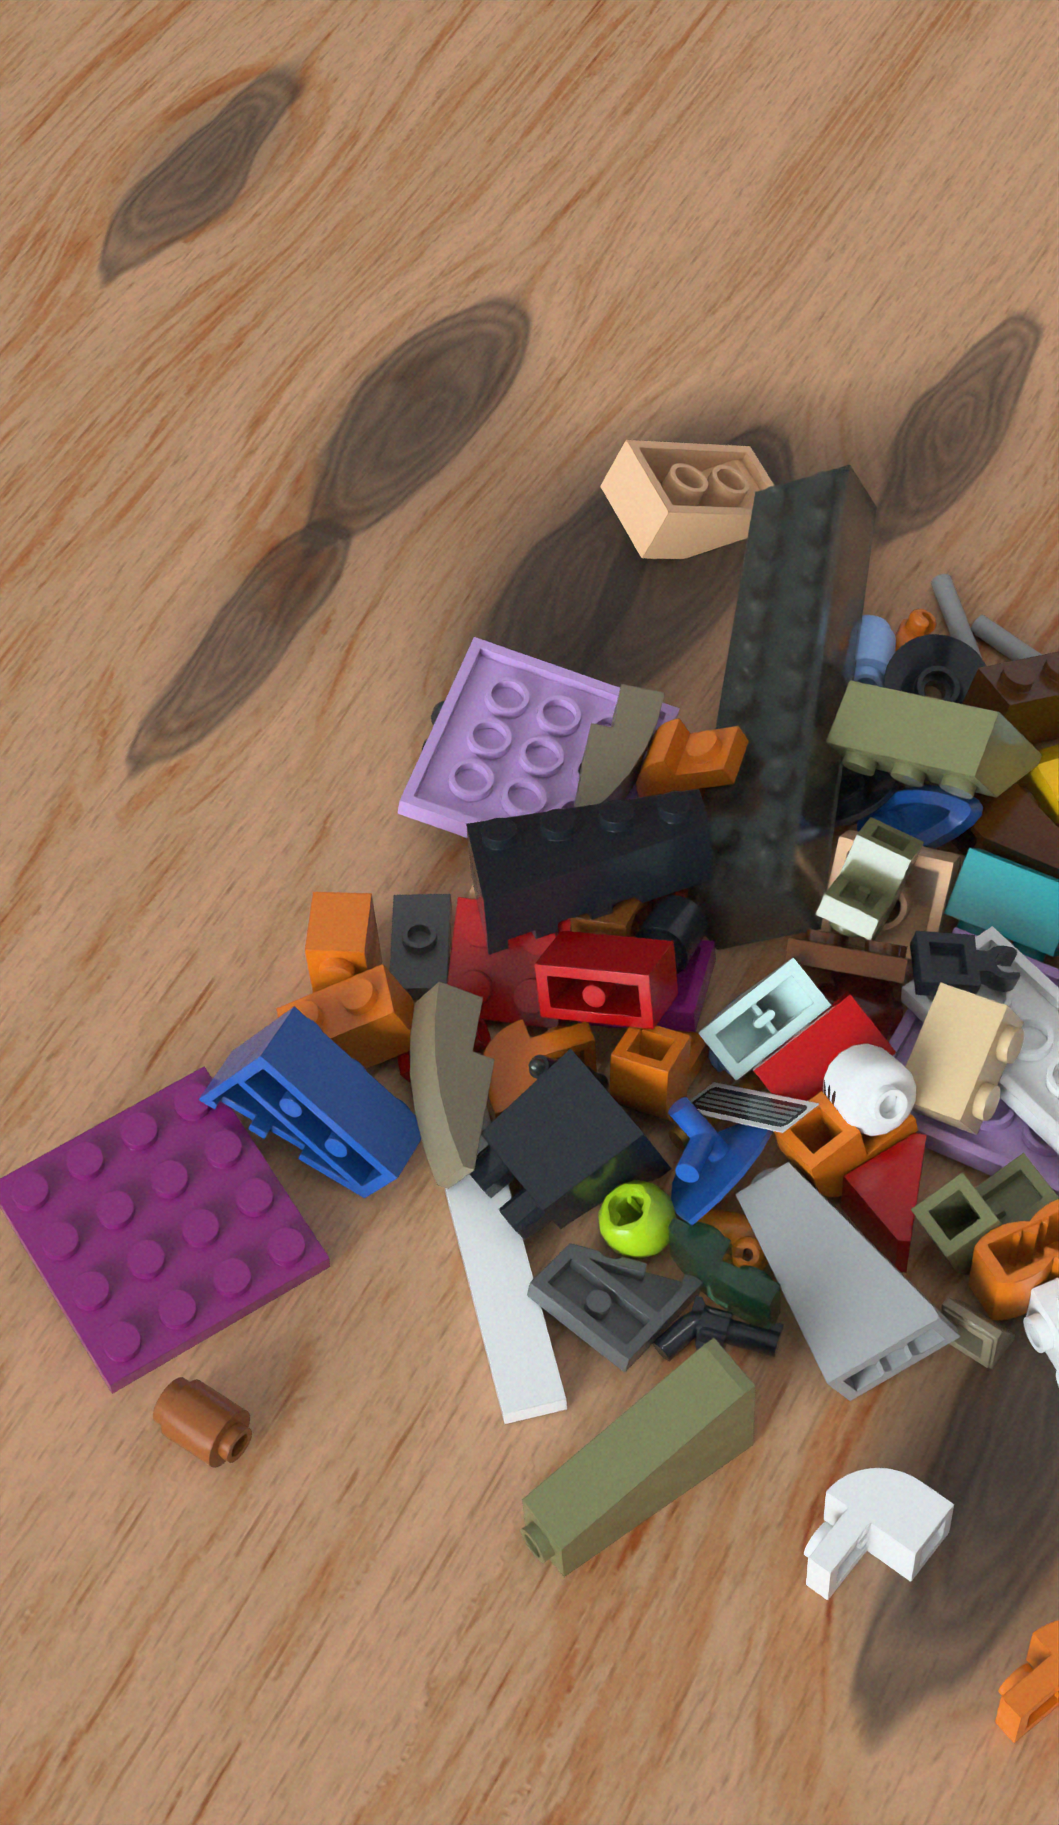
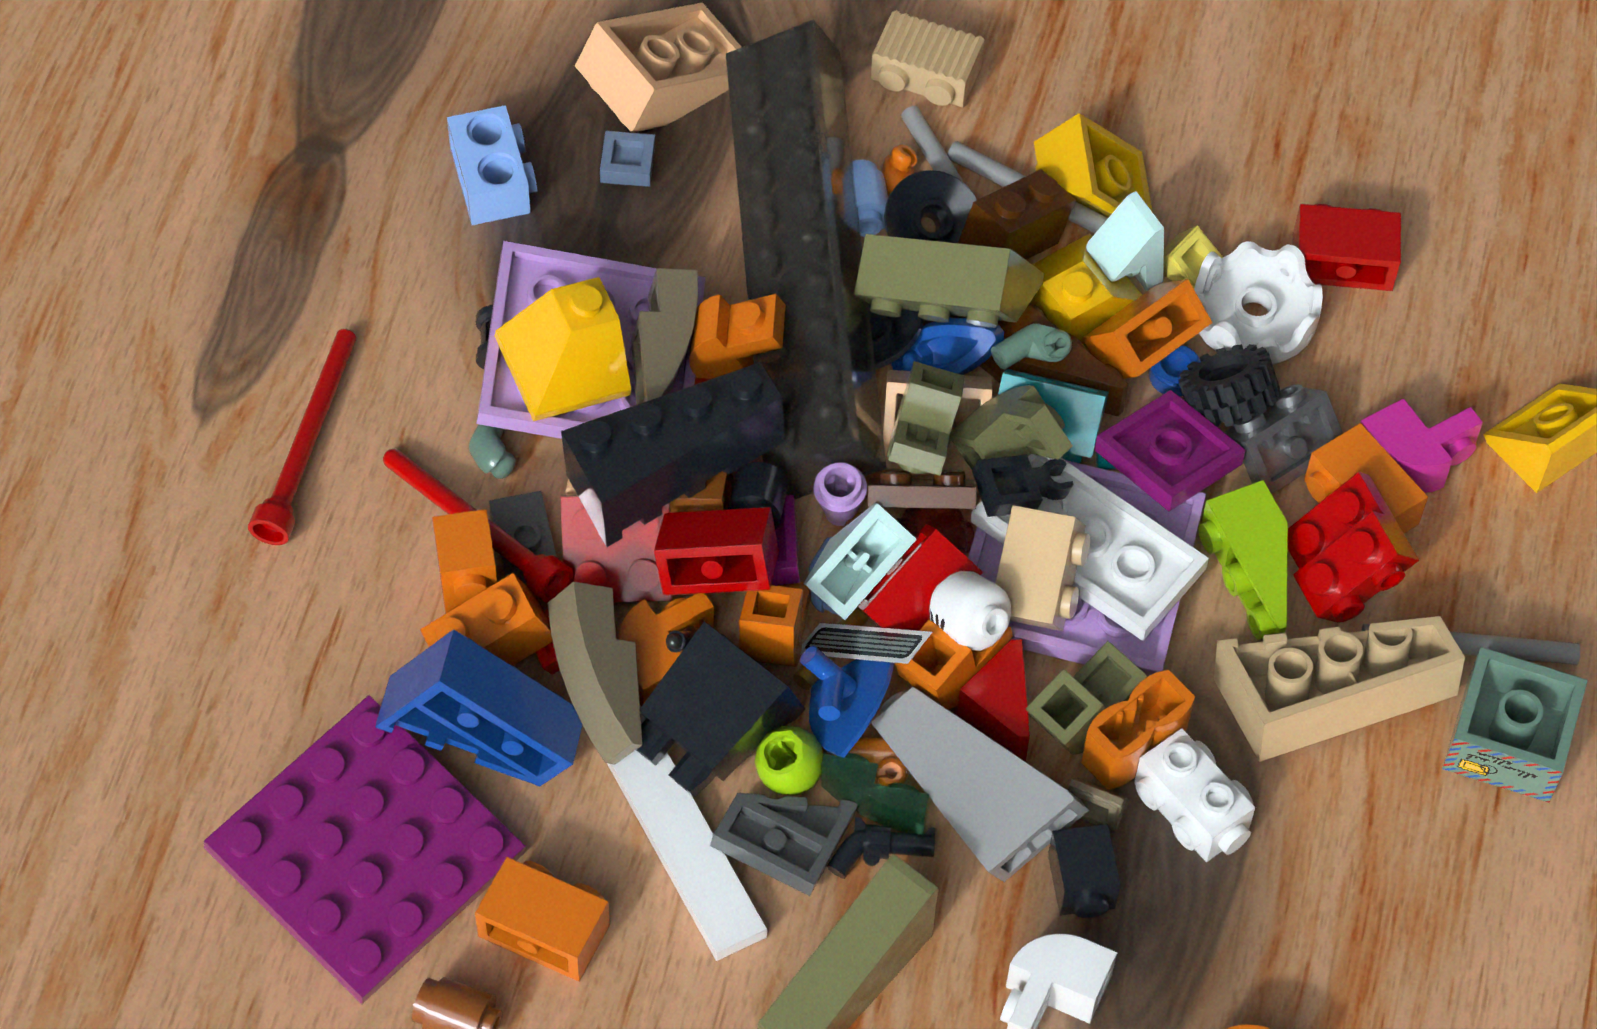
camera: 20 degrees left, 5 degrees up
(169, 876) = (274, 518): none -> red piece
(325, 1337) = (543, 917): none -> orange brick
(408, 848) = (490, 451): none -> sand green arm
(419, 970) = (544, 574): none -> red piece
(487, 568) = (490, 164): none -> light blue brick
(507, 752) = (566, 350): none -> yellow slope
(631, 582) = (627, 158): none -> sand blue plate
(762, 943) = (840, 491): none -> lavender cone
(941, 1405) = (1084, 871): none -> black brick
(965, 902) = (1011, 426): none -> olive brick
(971, 530) = (927, 59): none -> tan brick
(1011, 822) = (1032, 342): none -> sand green arm

